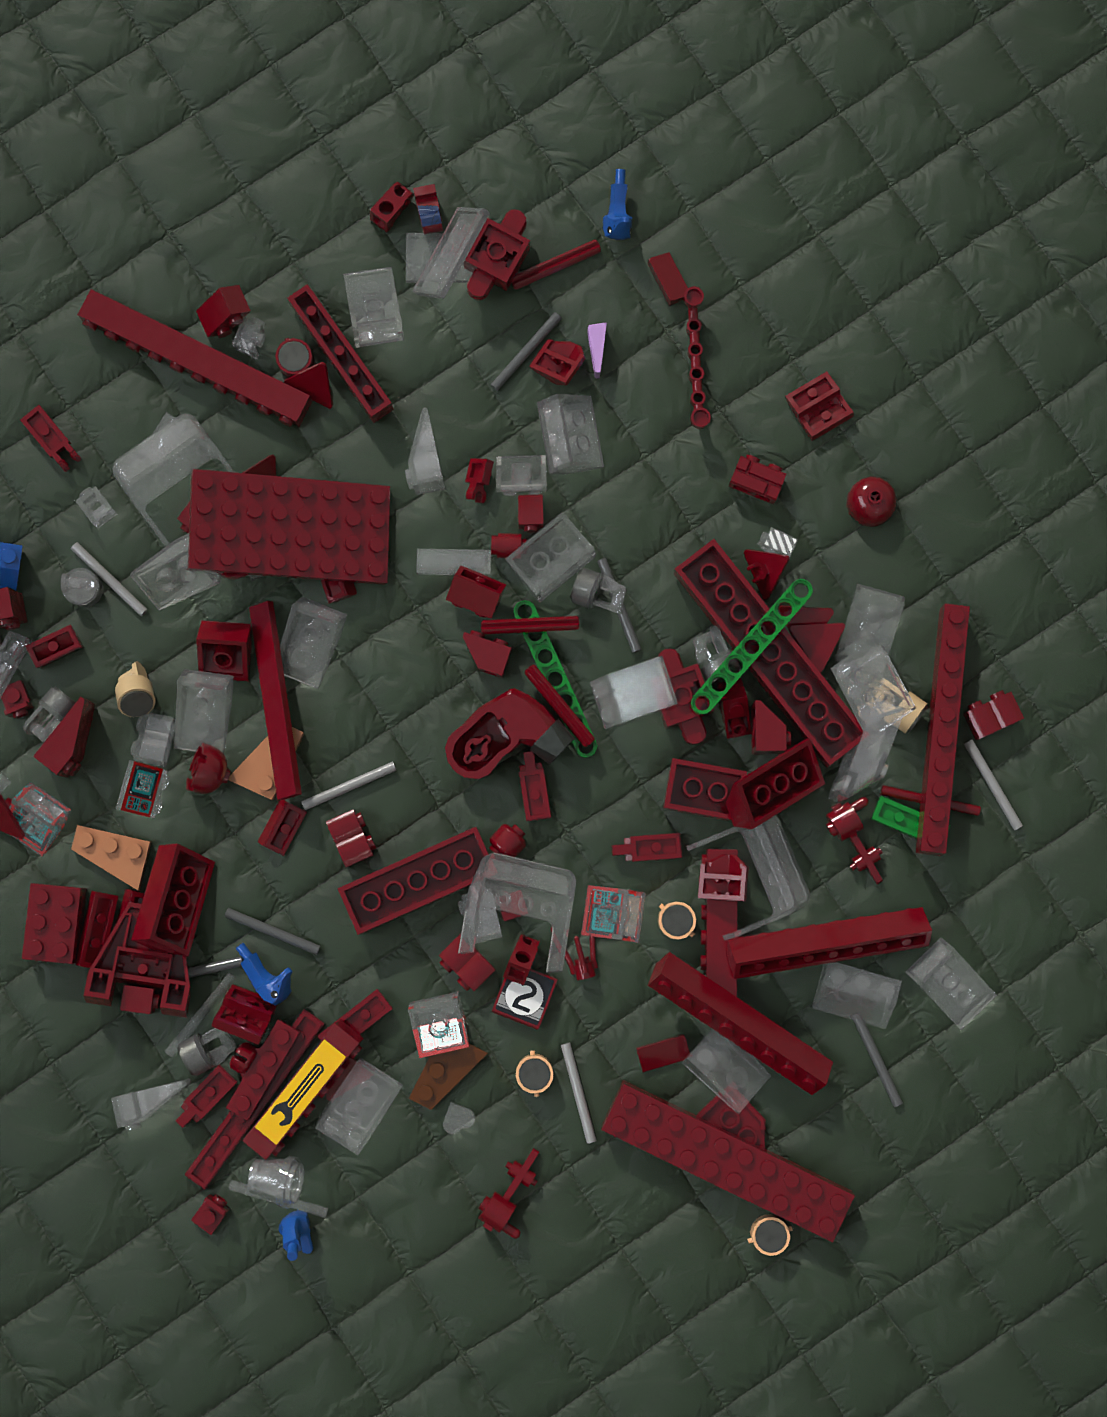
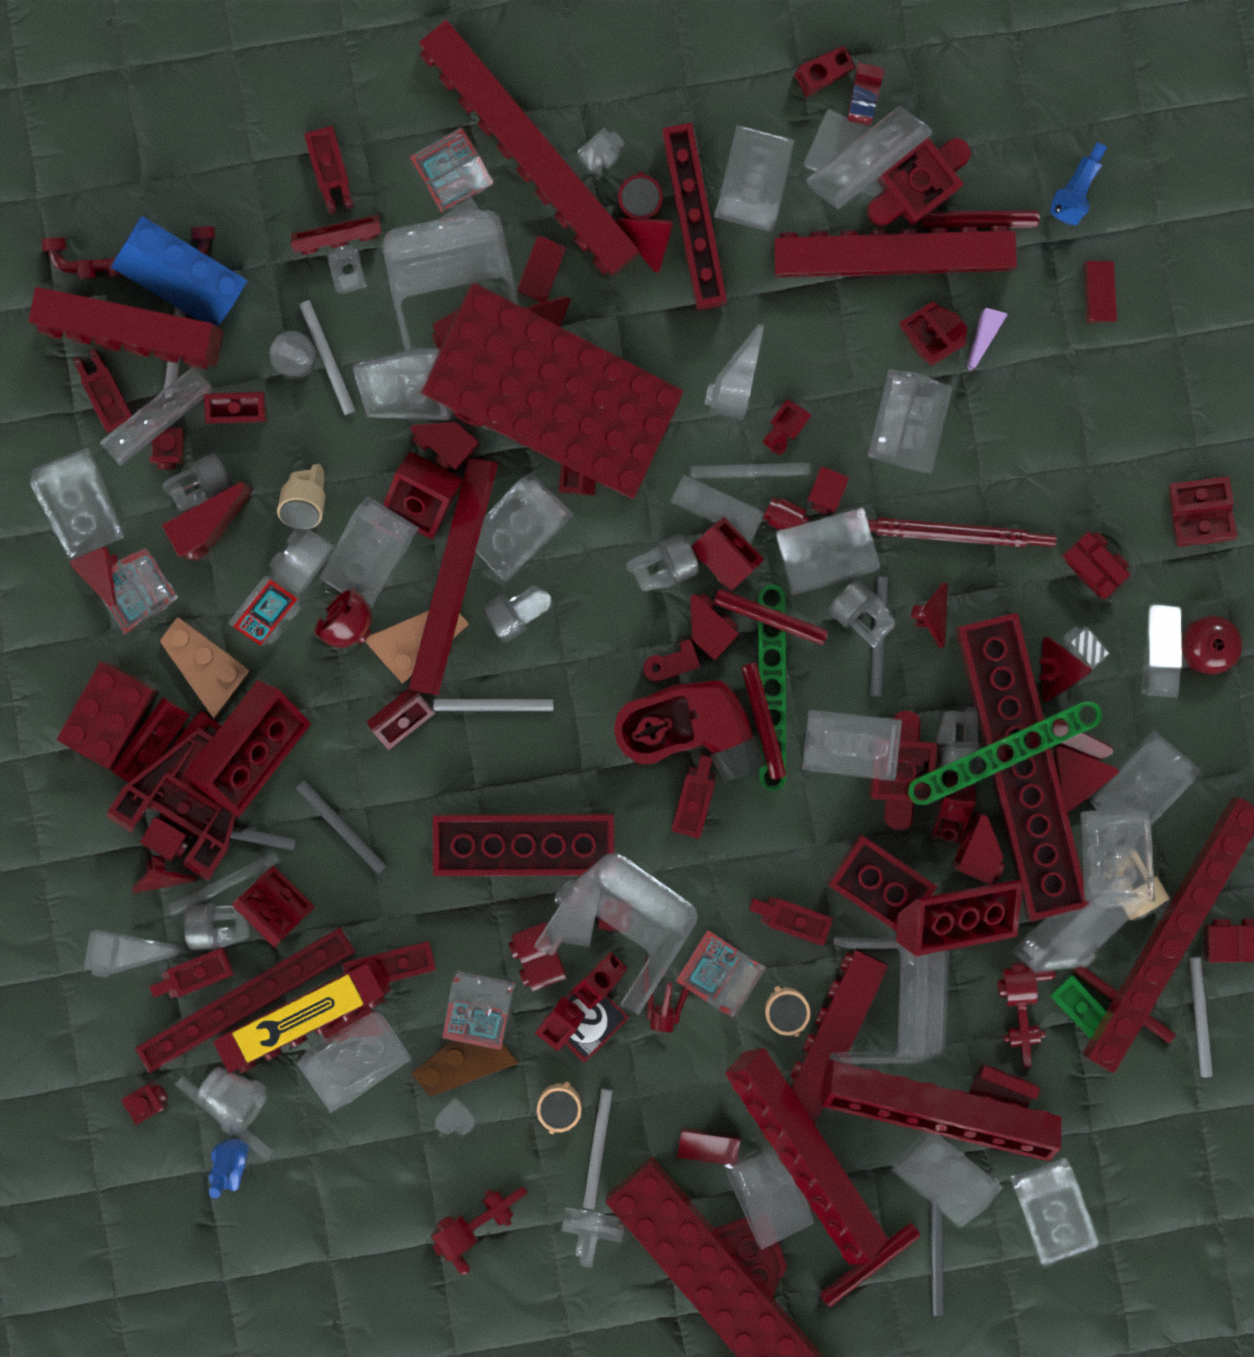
camera: 25 degrees right, 5 degrees up
(77, 484) = (336, 234): none -> dark red plate
(143, 398) = (451, 170): none -> clear slope
(147, 1032) = (159, 878): none -> dark red piece
(223, 311) = (583, 111): dark red brick -> none
(226, 600) = (447, 440): none -> dark red slope
(242, 443) = (541, 269): none -> dark red slope
(259, 1067) = (264, 970): dark red plate -> none
(269, 987) = (312, 888): blue animal -> none
(331, 712) = (510, 616): none -> clear piece
(350, 837) = (470, 764): dark red brick -> none
(438, 612) = (676, 558): none -> clear piece
(466, 523) = (750, 470): none -> clear bar
(474, 692) = (661, 668): none -> dark red leg
(502, 316) = (894, 253): none -> dark red brick
(506, 1006) = (560, 1023): none -> dark red bracket
(508, 840) = (640, 844): dark red head -> none
(521, 475) = (835, 446): clear slope -> none
(526, 351) = (902, 304): dark grey bar -> none
(600, 1154) = (589, 1228): none -> clear bracket
(644, 501) = (959, 533): none -> dark red axle
(653, 570) = (934, 614): none -> dark red piece
(693, 299) = (1116, 330): dark red bar -> none
(723, 879) = (859, 992): dark red slope -> none
(827, 1092) = (861, 1272): none -> dark red axle
(837, 523) = (1162, 652): none -> clear slope
(867, 904) = (1003, 1086): none -> dark red panel

